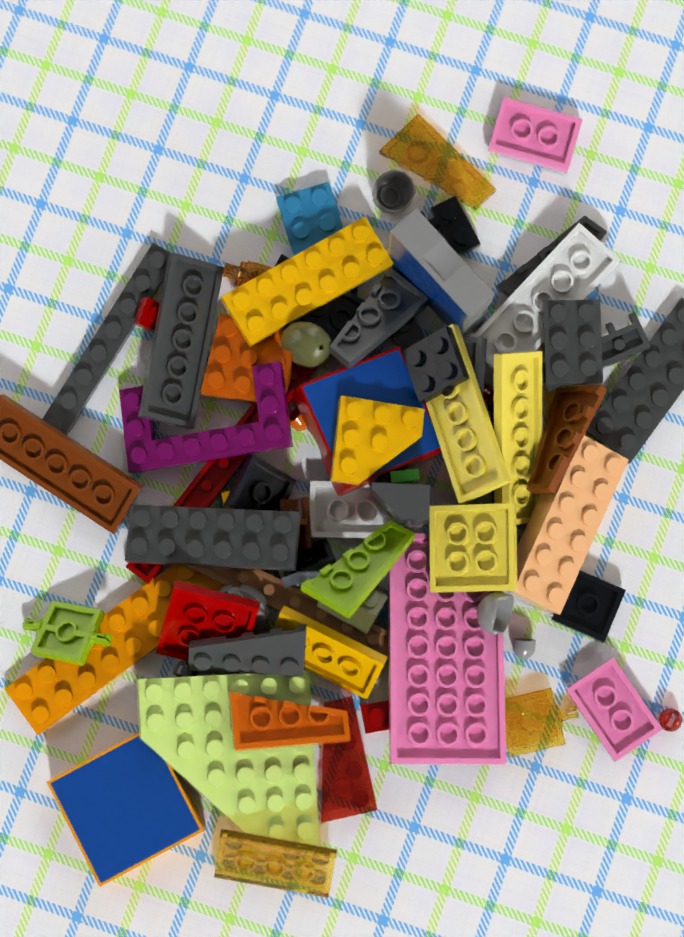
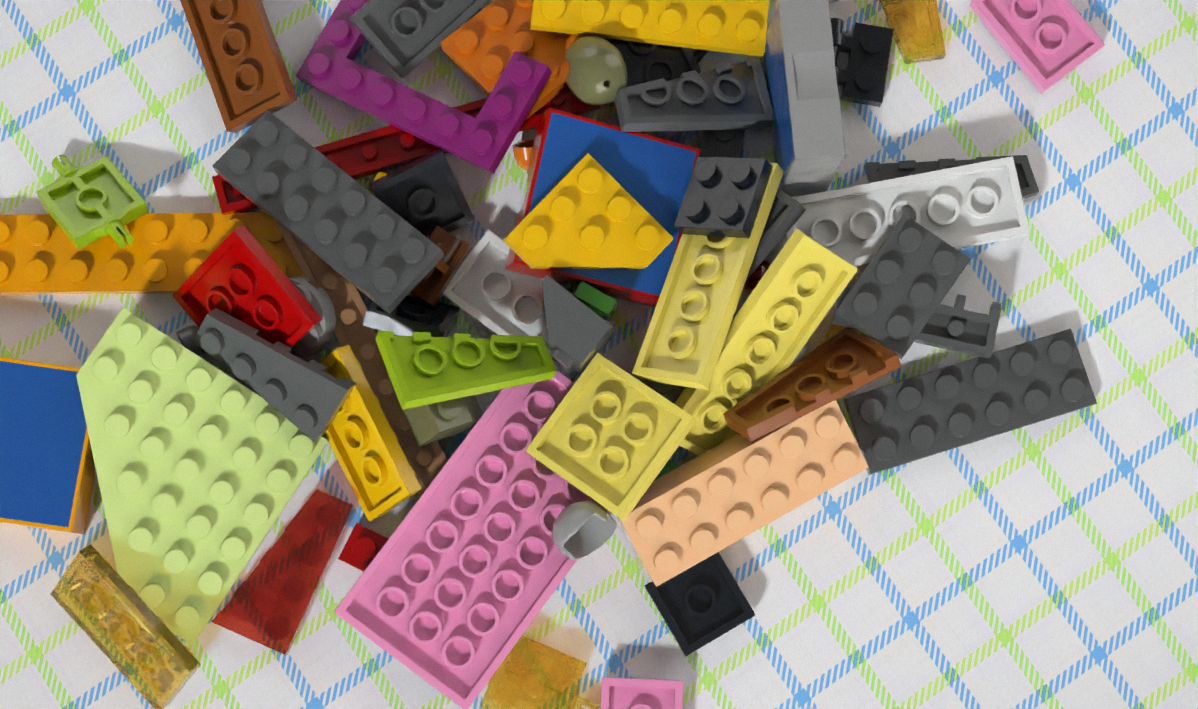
camera: 35 degrees right, 0 degrees up
(278, 724) = (241, 472): orange wing -> none
(524, 647) = (590, 594): light grey hinge -> none

